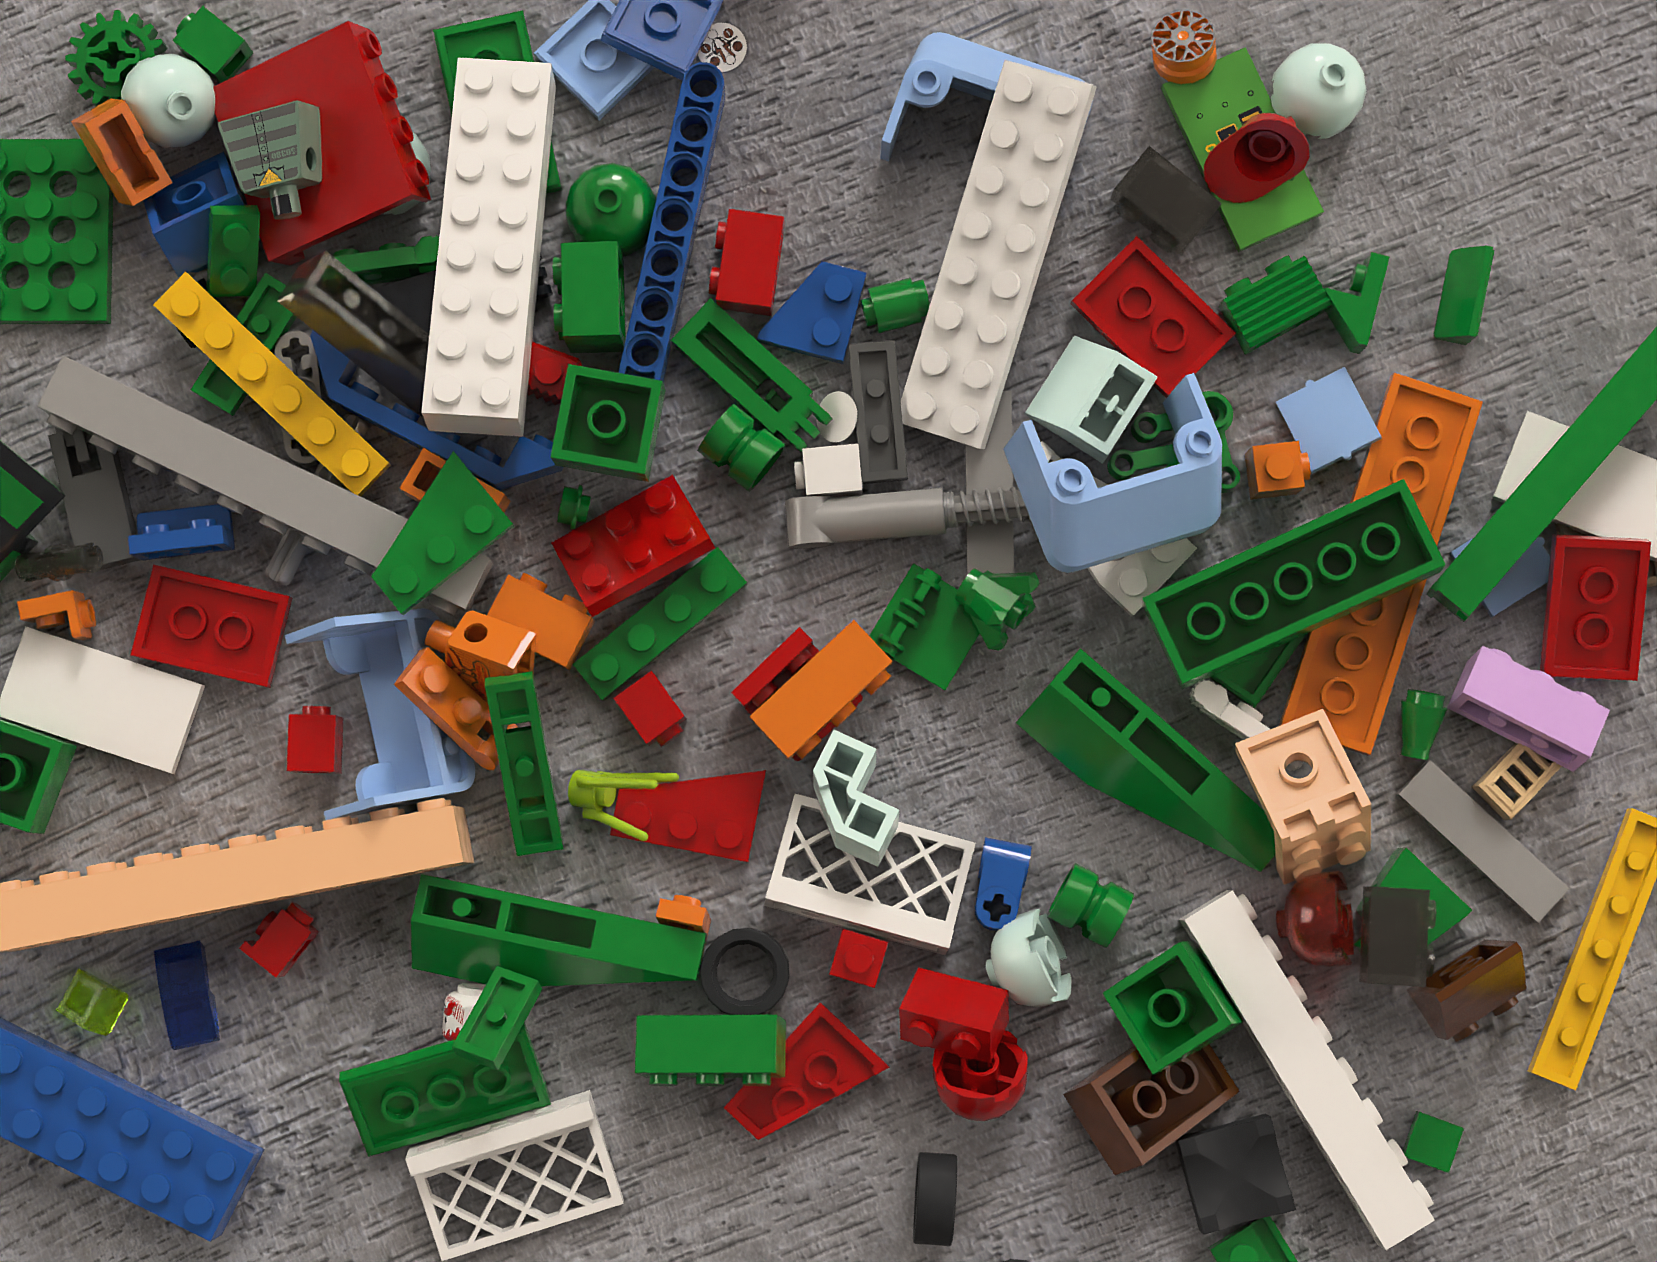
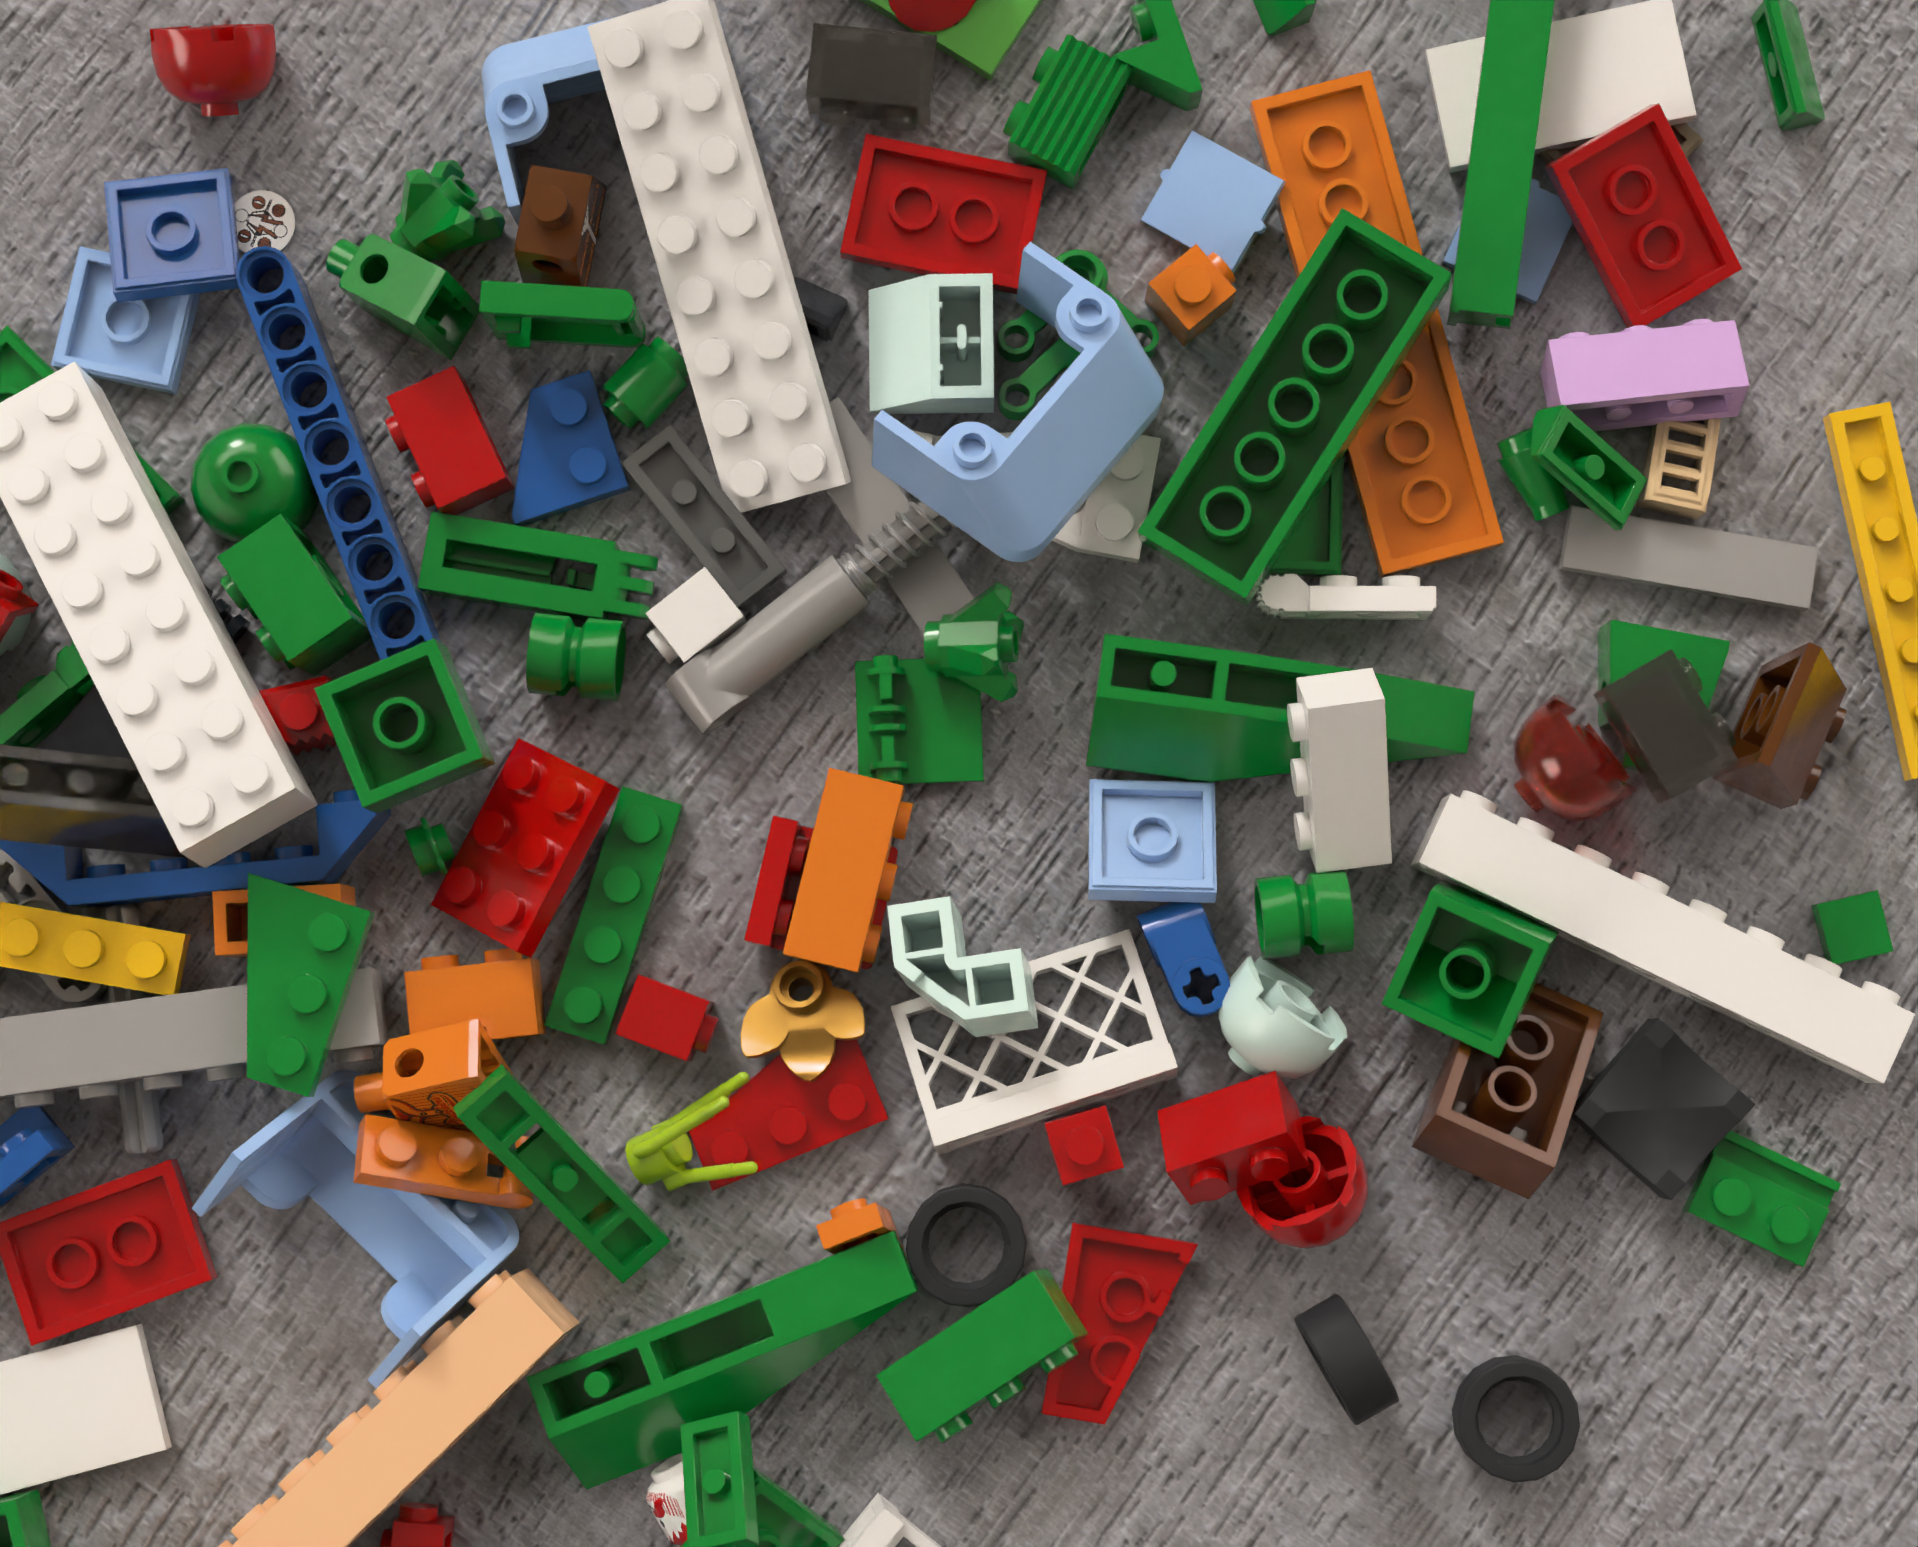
camera: 30 degrees left, 0 degrees up
(315, 741) = (307, 1305): red brick -> none
(730, 771) = (802, 1029): none -> pearl gold plate
(782, 149) = (404, 292): none -> green torso
(837, 116) = (441, 214): none -> green rock
(844, 414) = (669, 545): white sticker -> none
(871, 228) = (561, 315): none -> green container
(904, 172) = (559, 226): none -> reddish brown torso
(1025, 797) = (1152, 841): none -> light blue tile
(1036, 327) = (821, 309): none -> black slope
(1172, 830) = (1341, 770): none -> white brick
(1313, 817) = (1491, 649): light nougat bracket -> none
(1454, 739) = (1586, 464): none -> green slope

